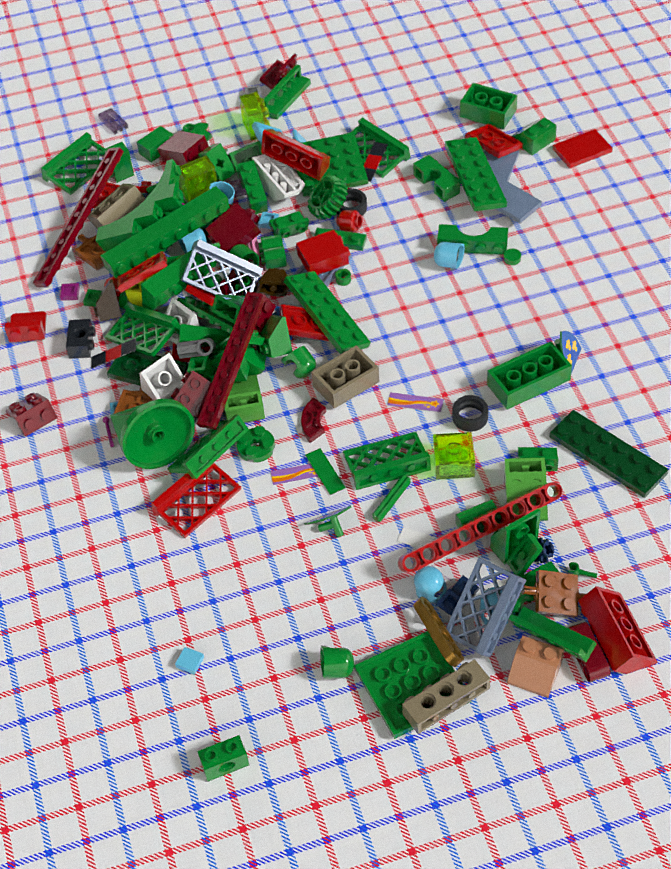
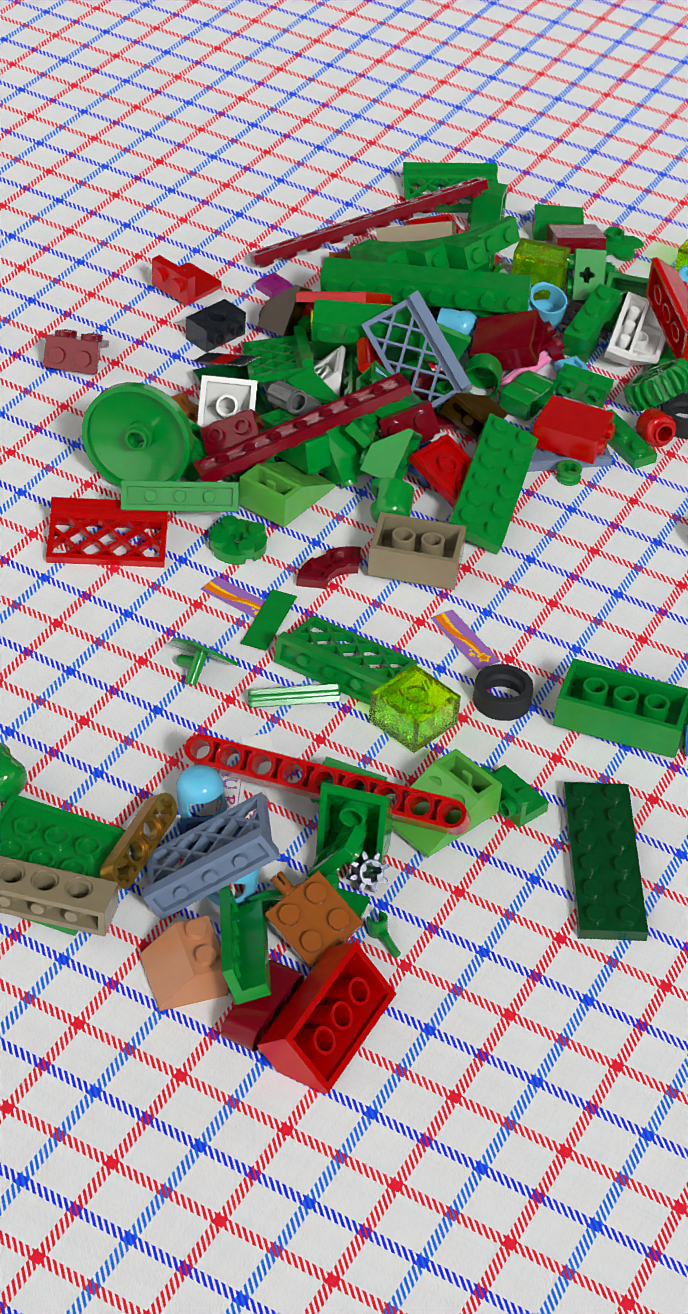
camera: 40 degrees right, 10 degrees down
(110, 121) = (548, 187): clear purple tile -> none

